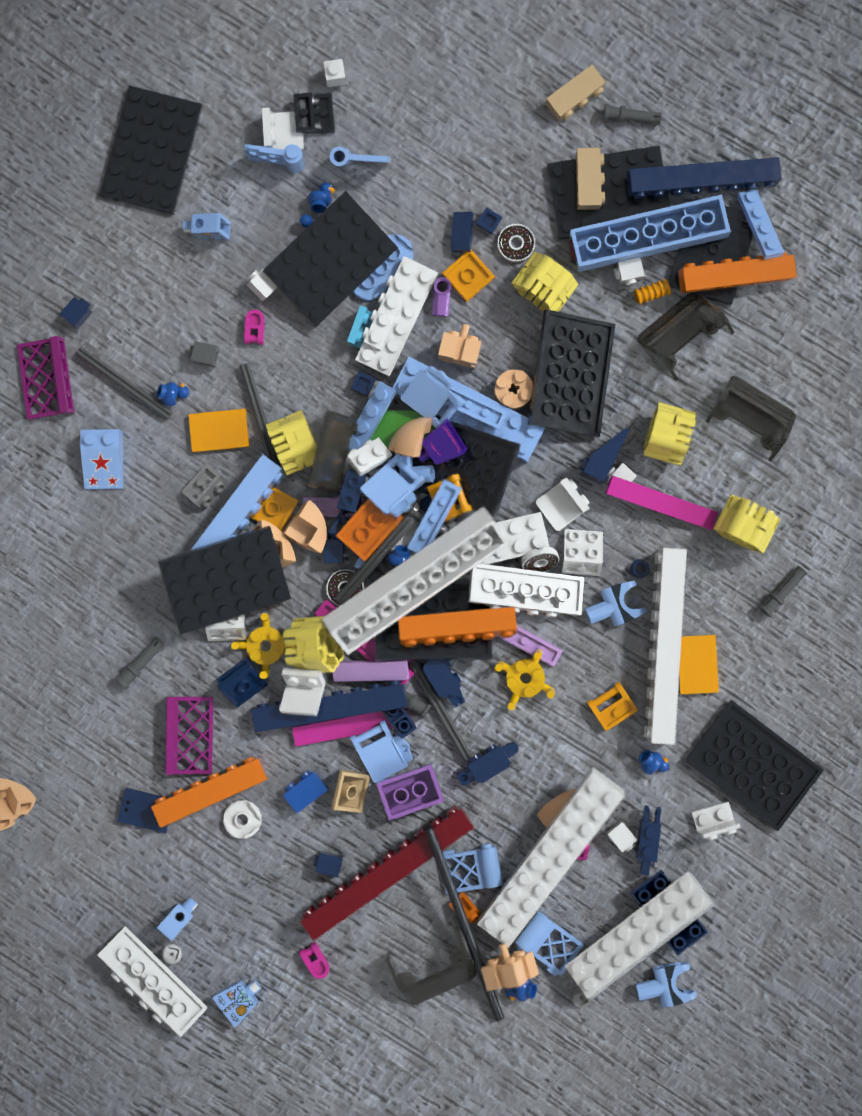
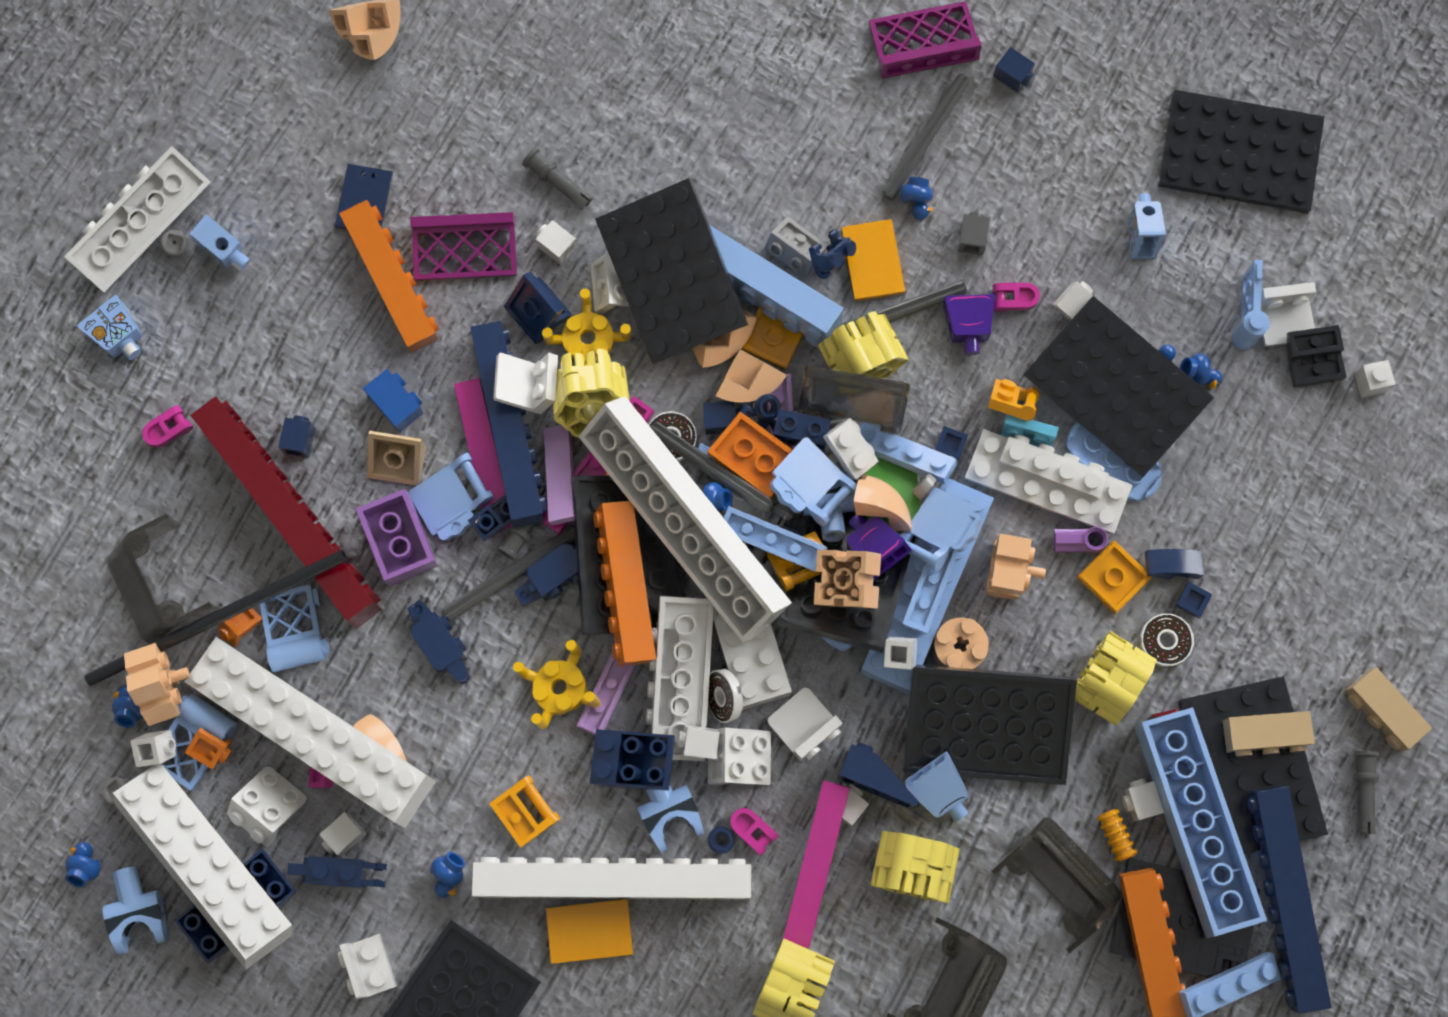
camera: 85 degrees right, 10 degrees down
(102, 458) = (824, 114): light blue slope -> none
(190, 666) = (556, 242): none -> white brick
(219, 460) = (836, 253): none -> dark blue piece
(254, 819) = (359, 336): white tile -> none
(271, 362) = (969, 319): none -> dark purple torso
(333, 510) = (775, 406): none -> dark blue plate
(335, 342) = (1005, 398): none -> light orange plate
(343, 157) = (1260, 398): light blue piece -> none
(398, 405) = (925, 486): none -> light grey tile
(470, 465) = (847, 579): none -> light nougat brick
(521, 432) = (900, 652): none -> white brick
(555, 970) = (153, 748): none -> white brick
(557, 930) = (209, 749): none -> orange bracket
(572, 579) = (698, 741): none -> white brick
(583, 627) = (632, 760): none -> dark blue slope
(597, 890) = (265, 805): none -> white bracket
(613, 413) = (939, 788): none -> light blue torso
(629, 551) = (745, 822): none -> dark pink plate
(634, 1023) = (80, 866): none -> blue animal

